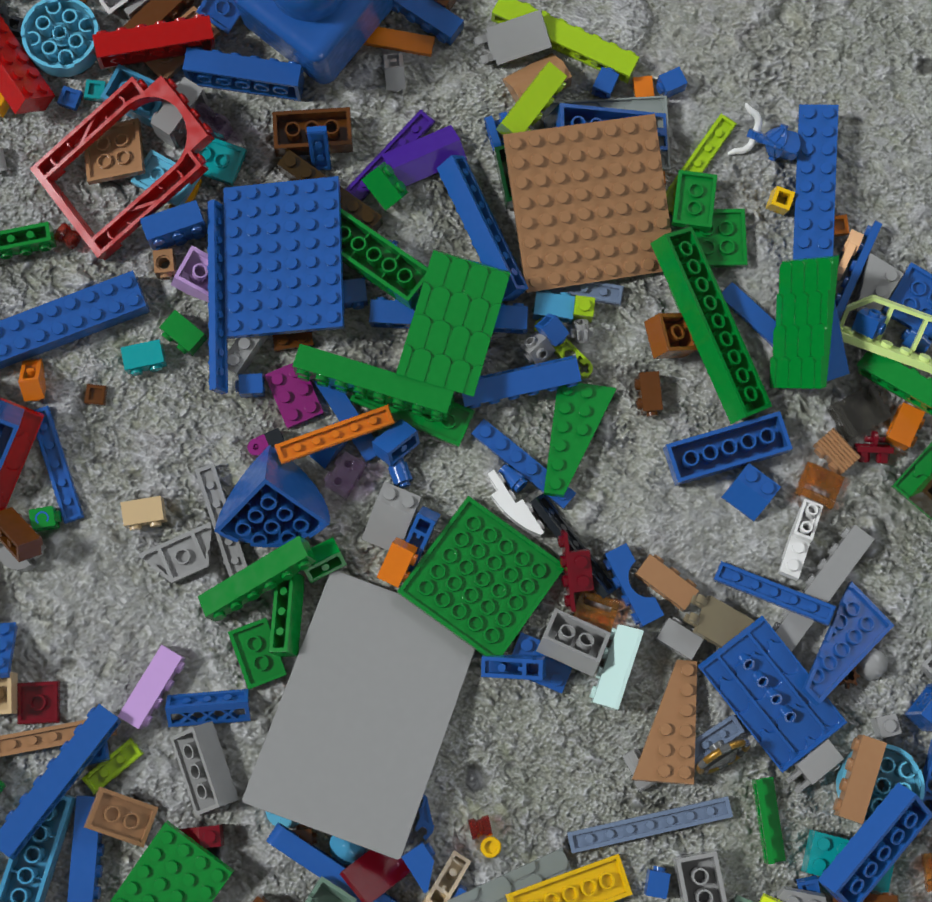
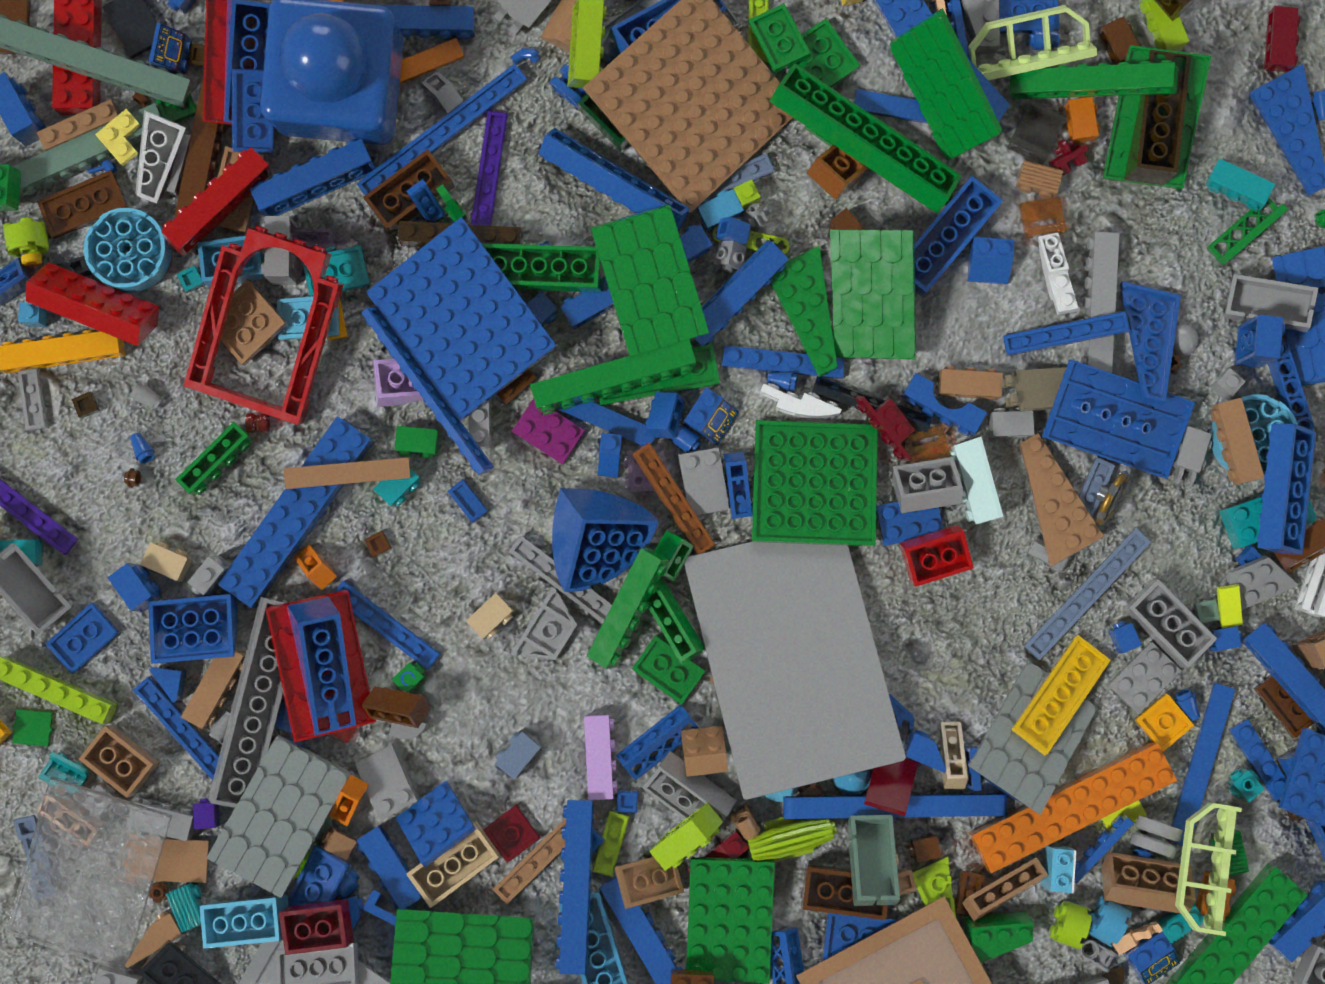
camera: 30 degrees left, 5 degrees up
(70, 98) = (173, 300): blue plate -> none
(87, 640) = (518, 754): none -> sand blue brick
(107, 320) = (346, 473): none -> medium nougat tile
(150, 740) = (627, 801): none -> blue tile
(159, 258) = (352, 387): medium nougat brick -> none
(174, 226) = (346, 353): blue brick -> none
(174, 801) = (687, 837): none -> lime brick
(191, 408) = (467, 501): none -> blue tile
(233, 823) = (745, 822): none -> medium nougat piece
(239, 739) = (704, 751): none -> medium nougat brick
(250, 385) = (506, 448): blue brick -> none
(260, 443) = (550, 492): leg -> none
(260, 862) = (790, 838): none -> lime plate
(334, 434) = (610, 443): orange tile -> none
(338, 167) = (453, 208): none -> green piece
(356, 515) = (673, 498): none -> dark orange tile
(382, 101) = (448, 126): none -> blue plate
(385, 185) = (505, 198): green brick -> none
(397, 562) = (735, 515): orange brick -> none
(423, 156) = (518, 151): dark purple slope -> none
(433, 468) = (711, 416): none -> slope
(480, 83) = (528, 53): none -> blue arm
(480, 827) = (950, 689): clear red wheel -> none
(490, 847) = (969, 699): yellow tile -> none
(514, 666) = (892, 538): blue slope -> none
(542, 706) = (936, 555): none -> red brick
(631, 453) = (873, 293): none -> green piece
(768, 820) = (1181, 525): green fence -> none
(869, 322) = (999, 49): blue brick -> none

